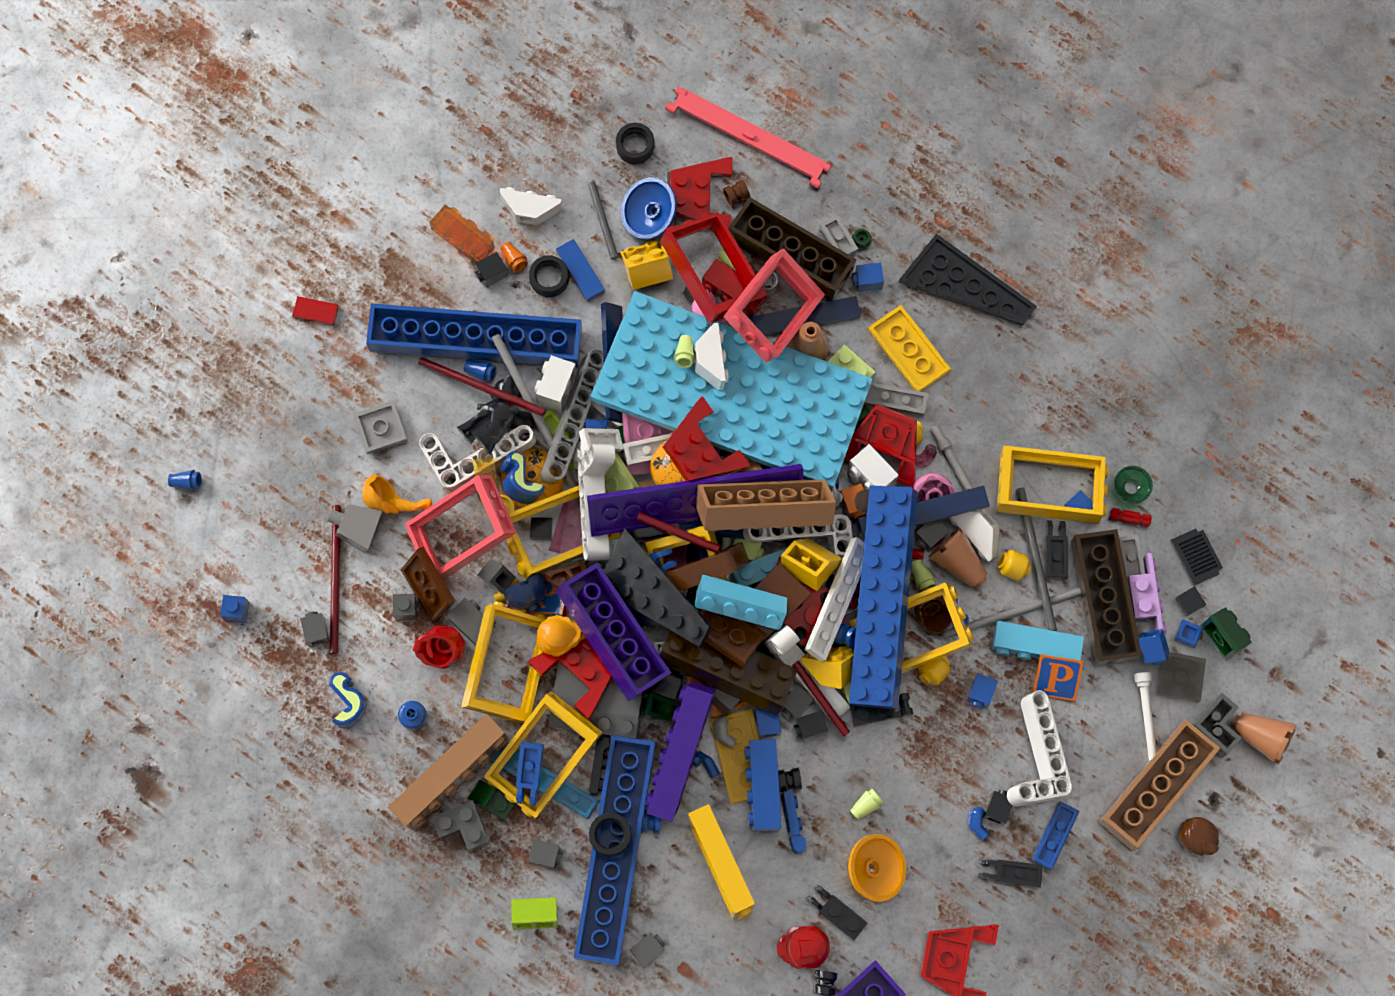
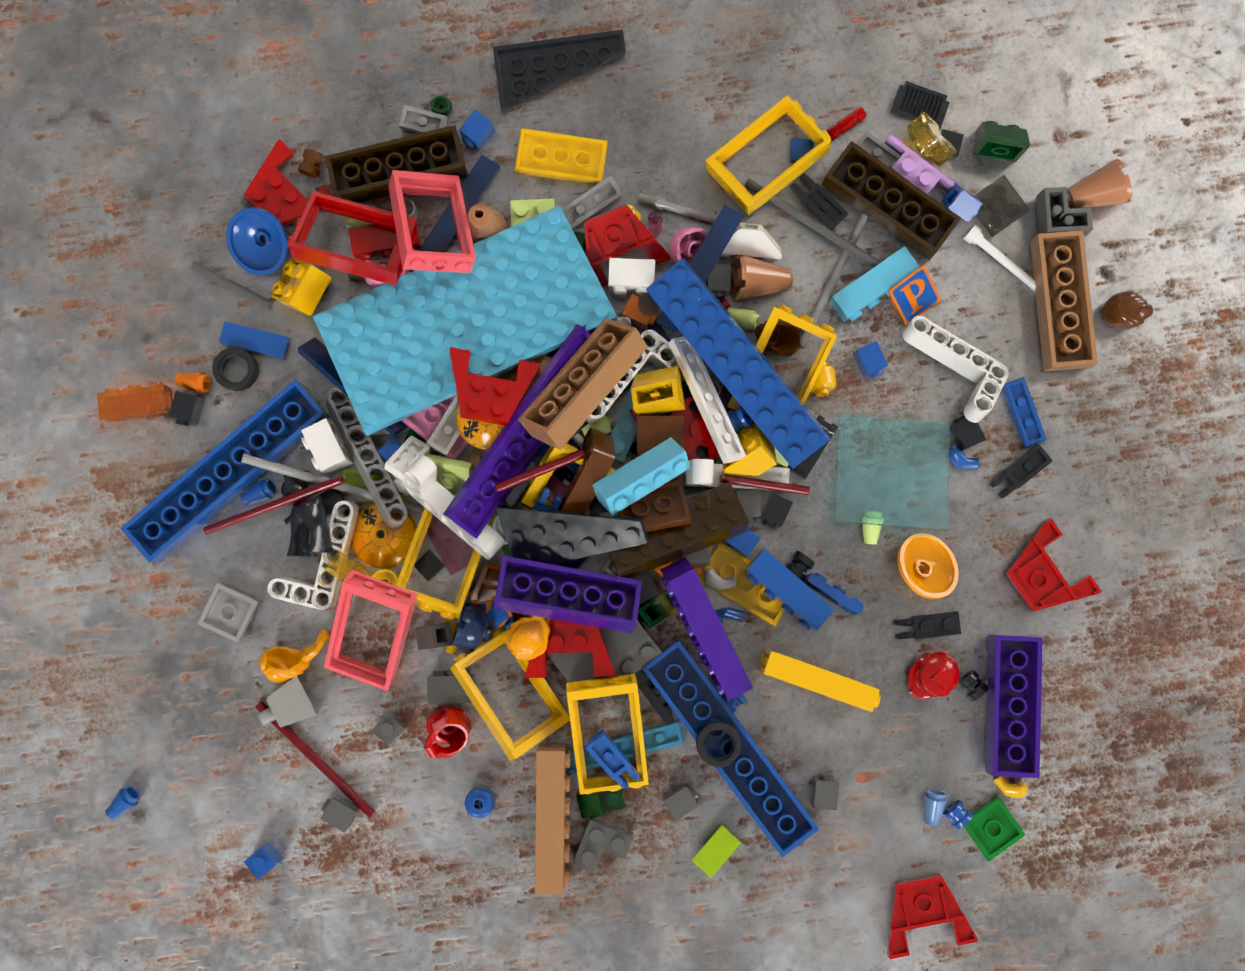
camera: 40 degrees left, 10 degrees up
(315, 311) = (84, 574): red tile -> none
(352, 697) = (422, 834): blue animal -> none
(427, 585) = (389, 695): reddish brown tile -> none
(515, 482) = (375, 554): blue animal -> none
(529, 206) = (164, 329): white slope -> none
(635, 128) = (182, 189): black tyre -> none
(684, 353) = (401, 326): yellowish green cone -> none
(710, 357) = (425, 310): white slope -> none
(749, 134) = (273, 108): coral piece -> none
(919, 781) = (892, 472): none -> clear light blue piece
(1014, 565) = (800, 243): yellow head -> none
(1137, 476) = (827, 87): clear green piece -> none
(1173, 582) = (928, 140): none -> clear yellow brick
(1188, 633) = (971, 169): blue tile -> none

